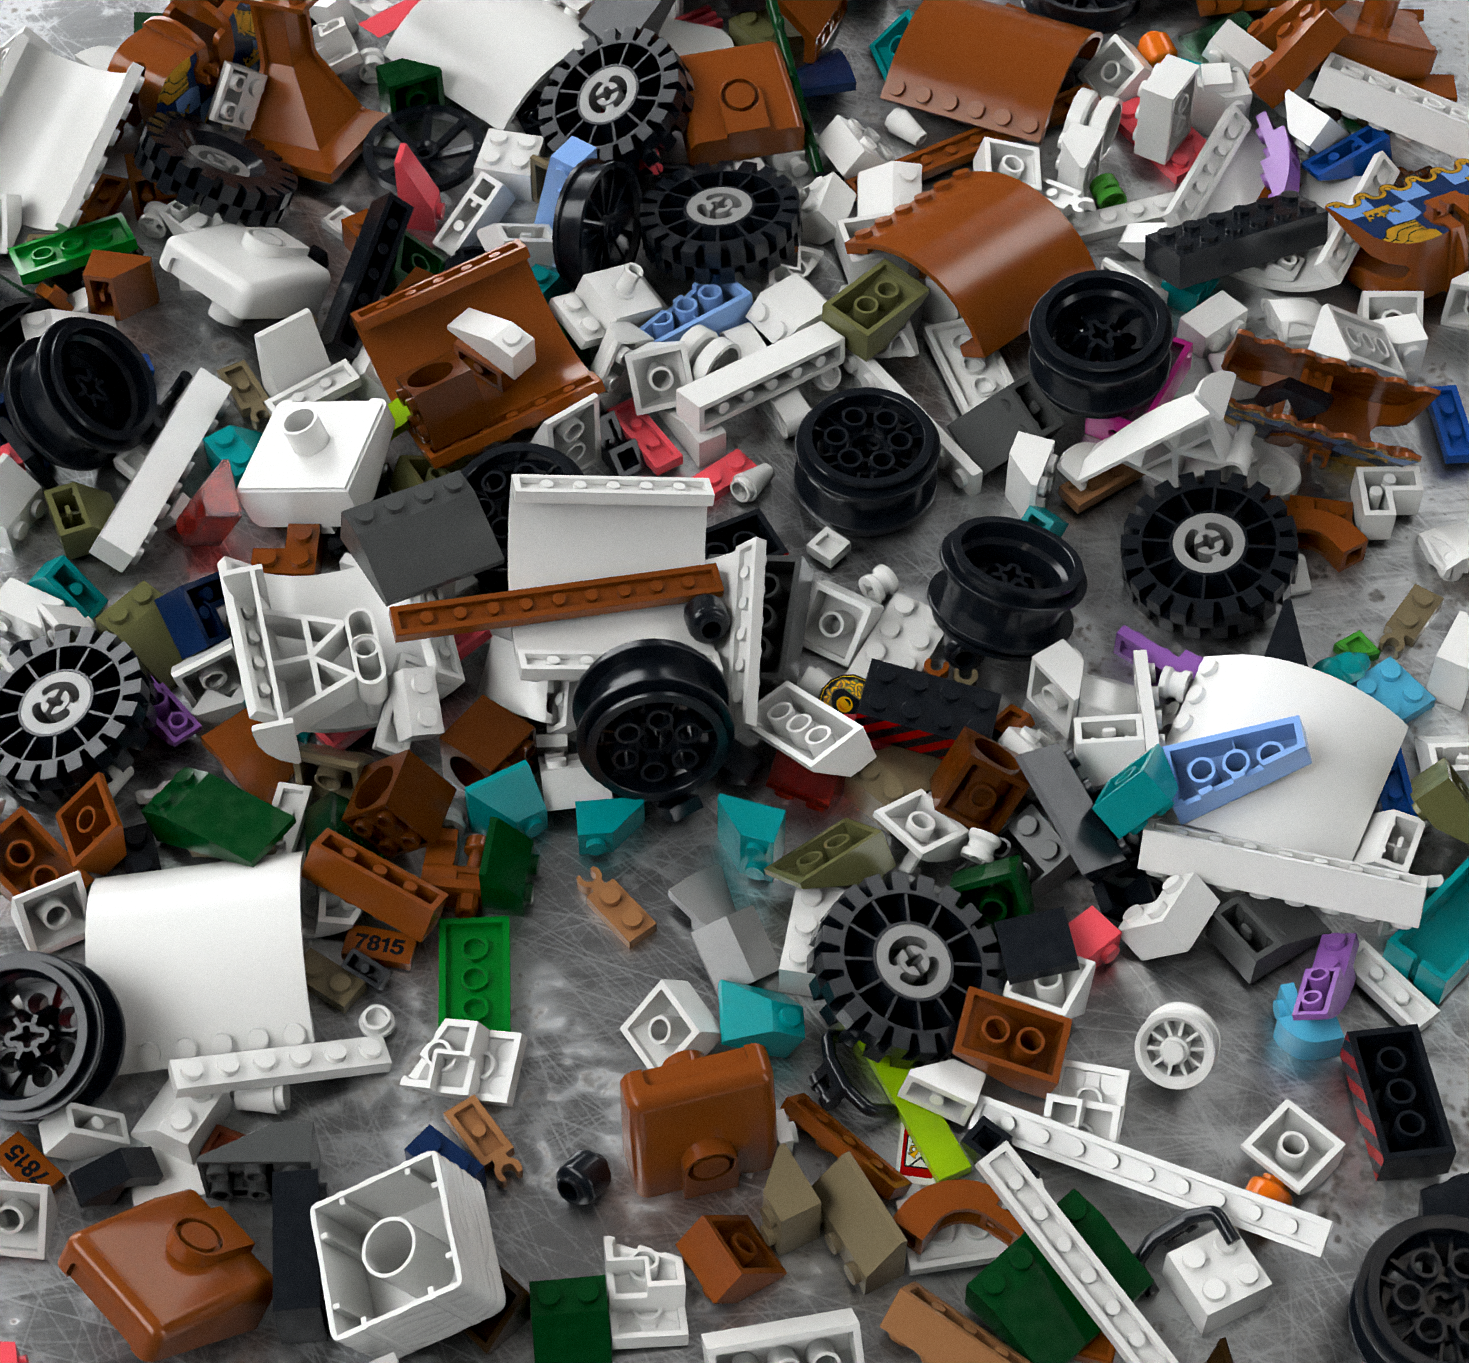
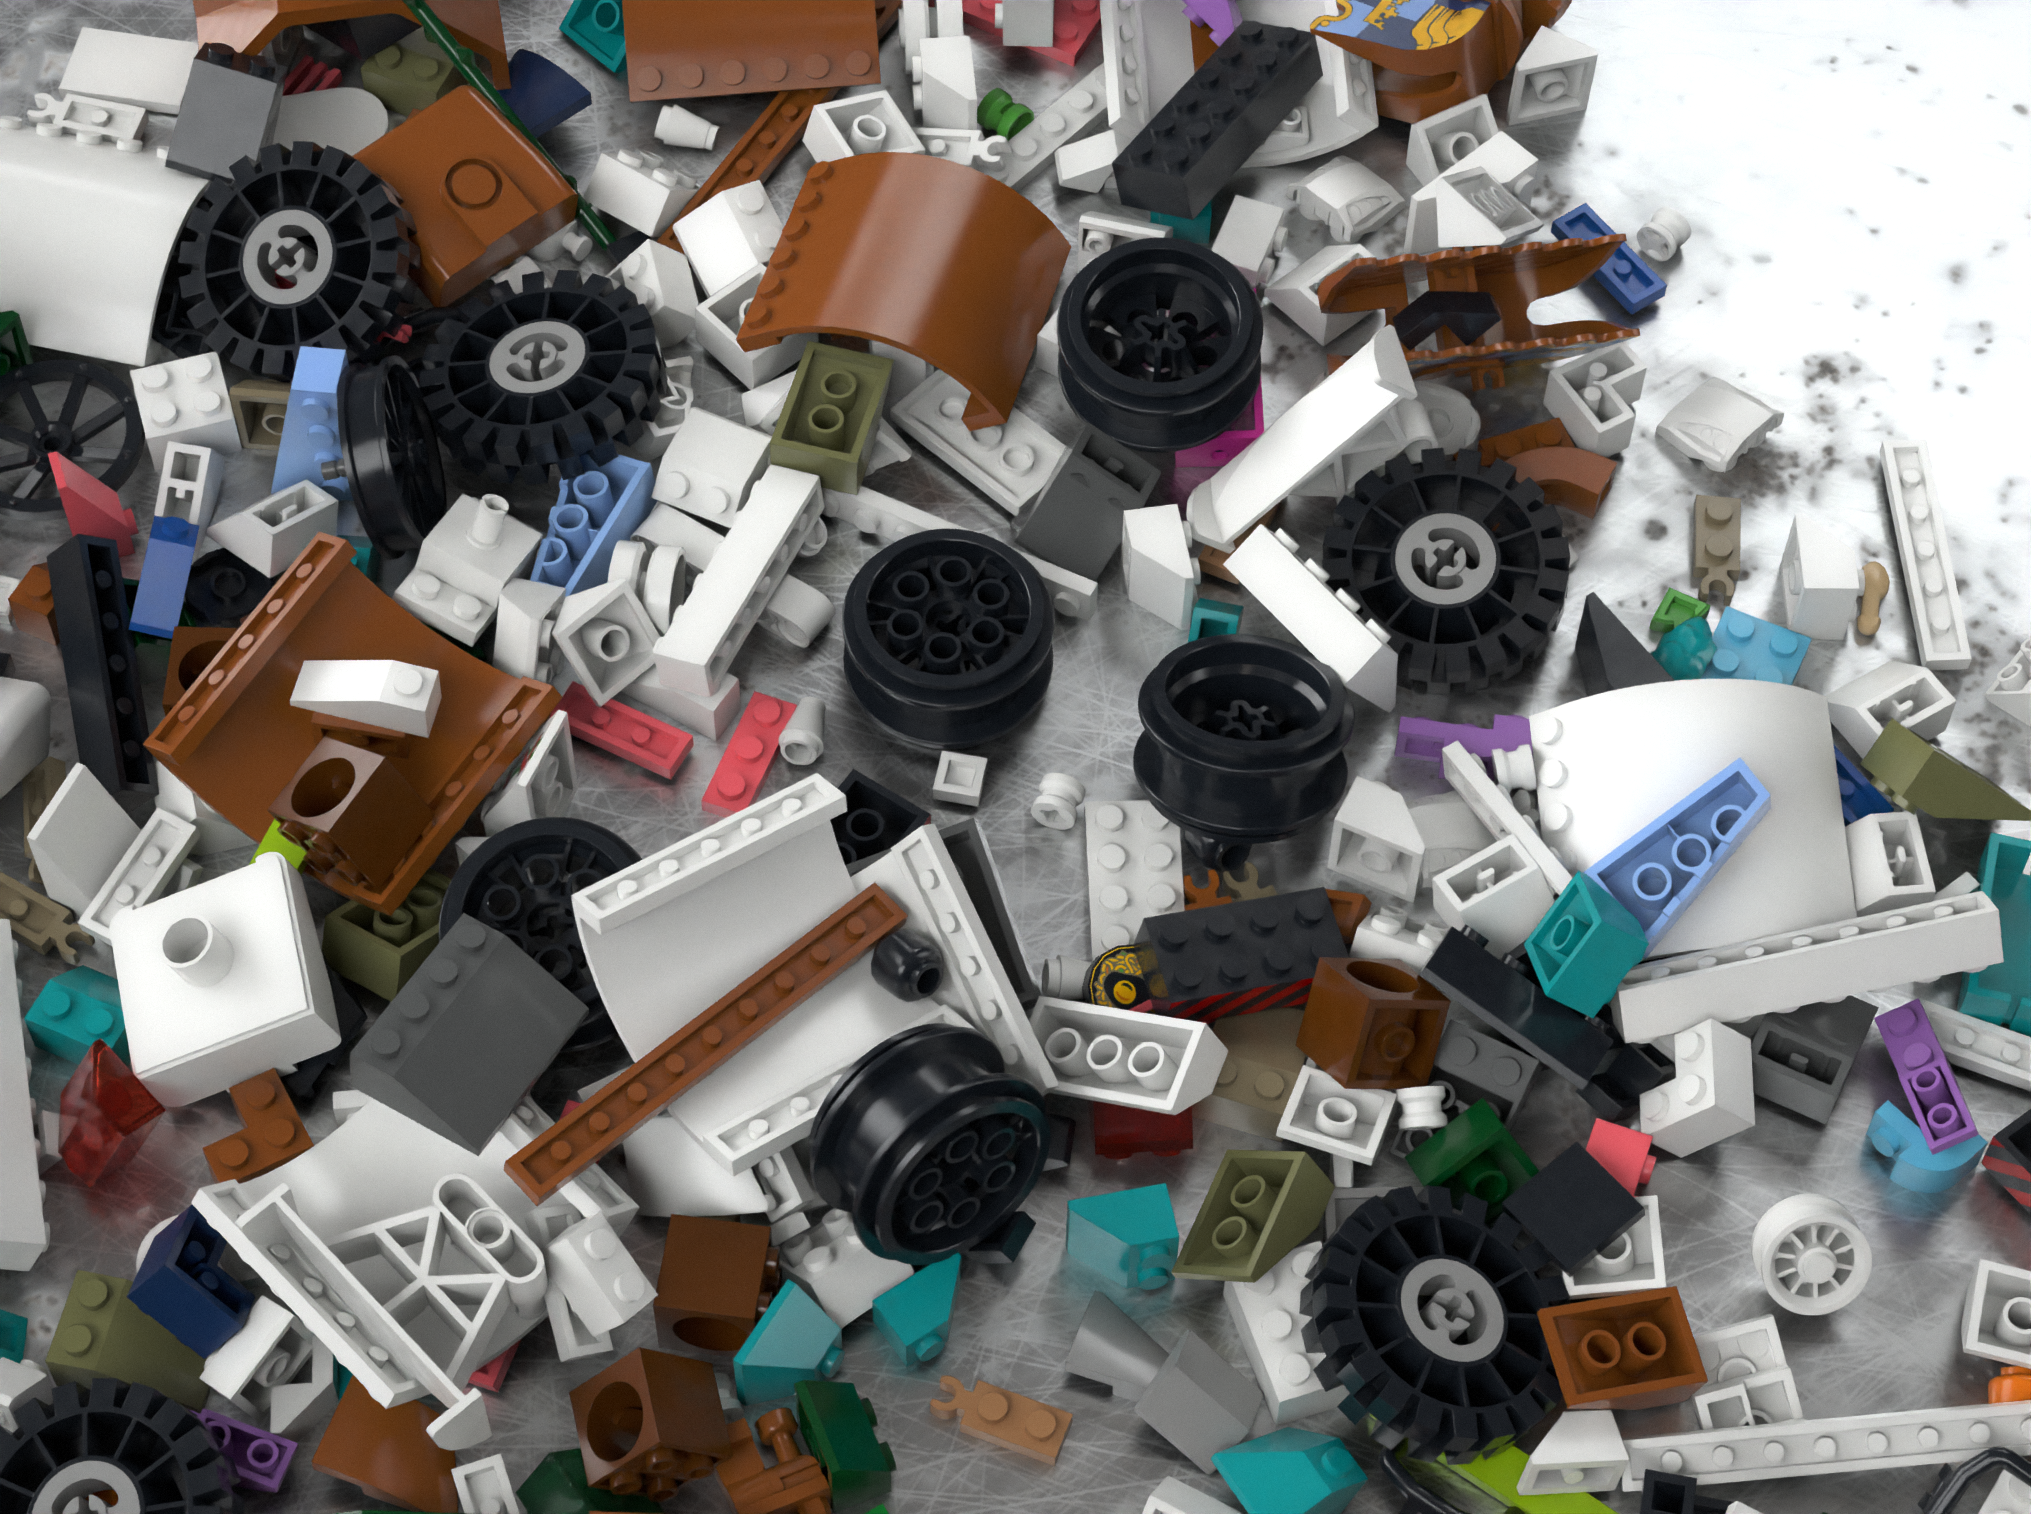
camera: 30 degrees left, 5 degrees up
(329, 769) = (528, 1418): dark tan slope -> none
(433, 241) = (164, 576): none -> blue slope
(617, 452) = (605, 768): black slope -> none
(839, 621) = (1044, 877): white slope -> none
(1099, 539) = (1317, 615): none -> white slope

